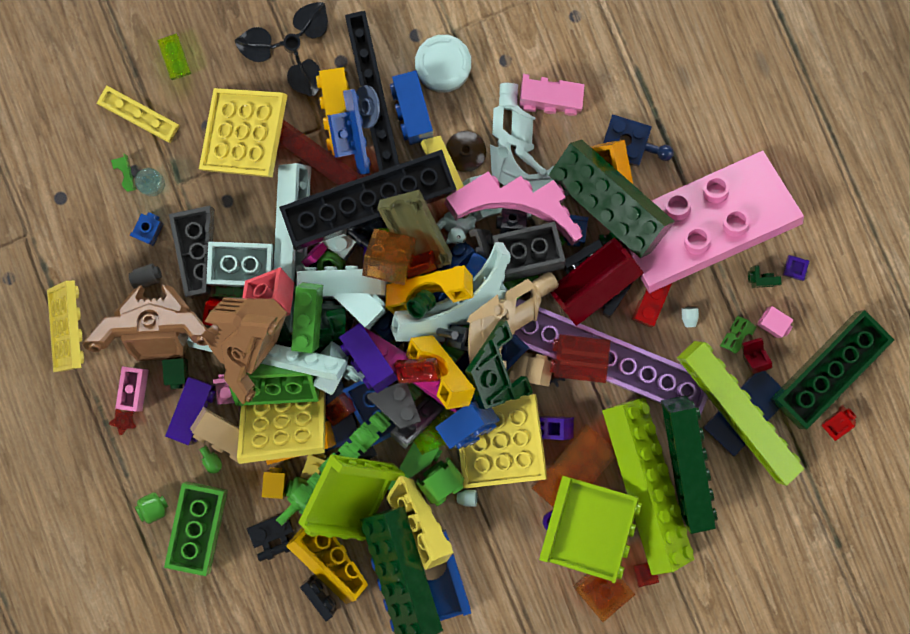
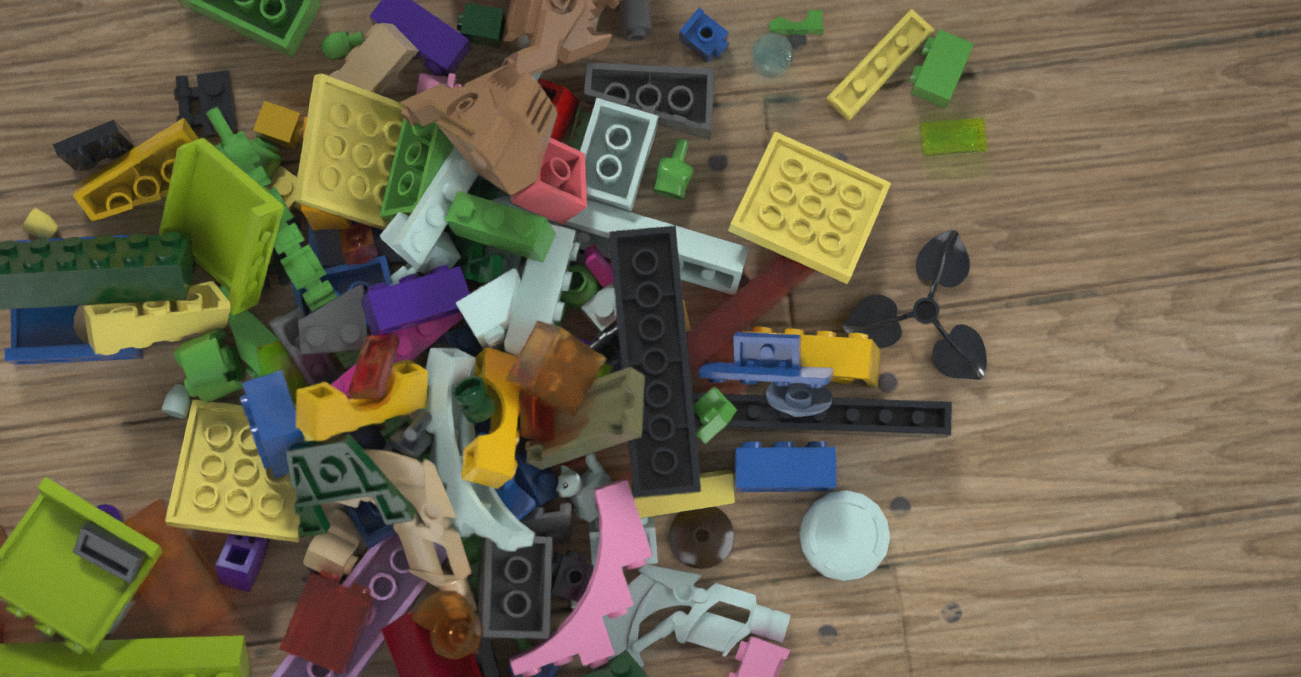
camera: 105 degrees right, 5 degrees down
(131, 74) = (941, 69): none -> bright green brick
(242, 225) = (673, 173): none -> bright green piece
(378, 619) = (40, 225): none -> light yellow hose
(390, 155) = (714, 414): none -> bright green bracket
(562, 280) = (452, 624): none -> clear orange helmet
(574, 505) = (109, 552): none -> black tile

